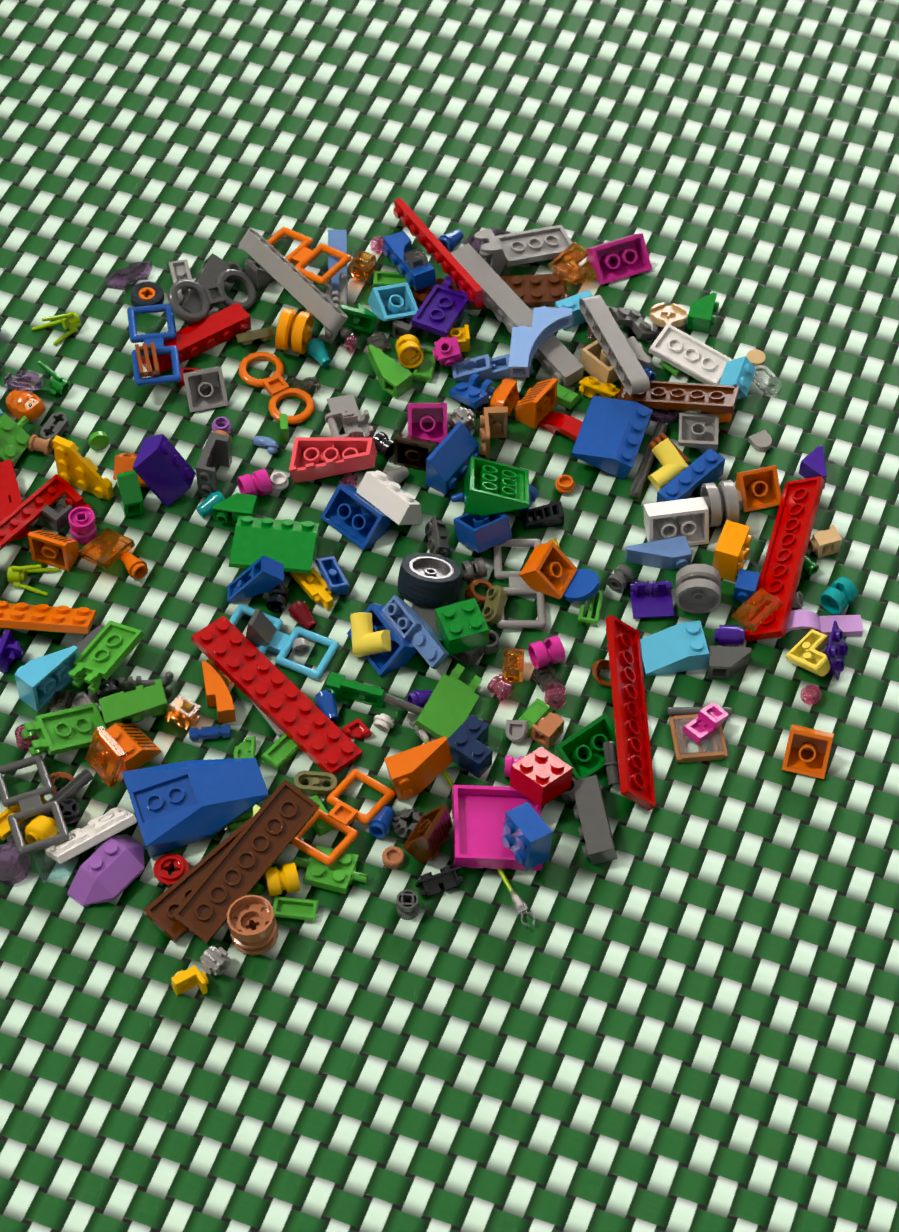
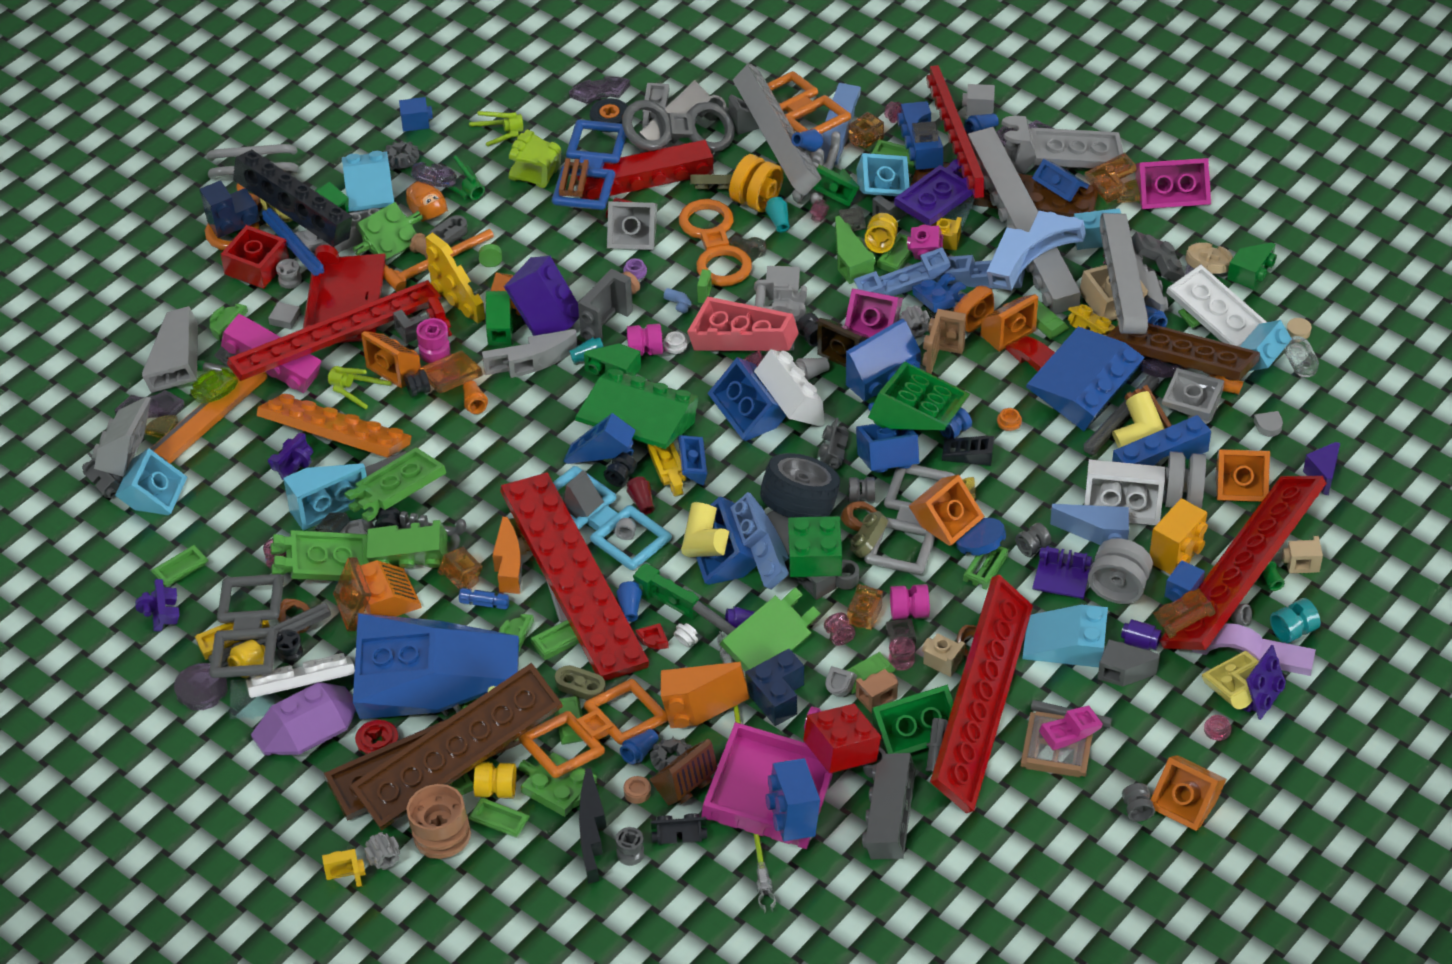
camera: 20 degrees right, 5 degrees down
(29, 478) = (398, 279): none -> orange bar
(82, 564) = (417, 383): none -> black wheel
(103, 349) = (534, 159): none -> lime piece
(172, 516) = (529, 358): none -> light grey slope
(326, 285) = (809, 140): none -> blue cone
(371, 890) = (590, 821): none -> black slope
(439, 386) = (902, 280): none -> medium blue slope
(442, 220) = (979, 99): none -> light grey brick
(531, 276) = (1058, 179): none -> blue panel
(586, 688) = (943, 654): none -> tan brick
(775, 768) = (1138, 802): none -> dark grey wheel

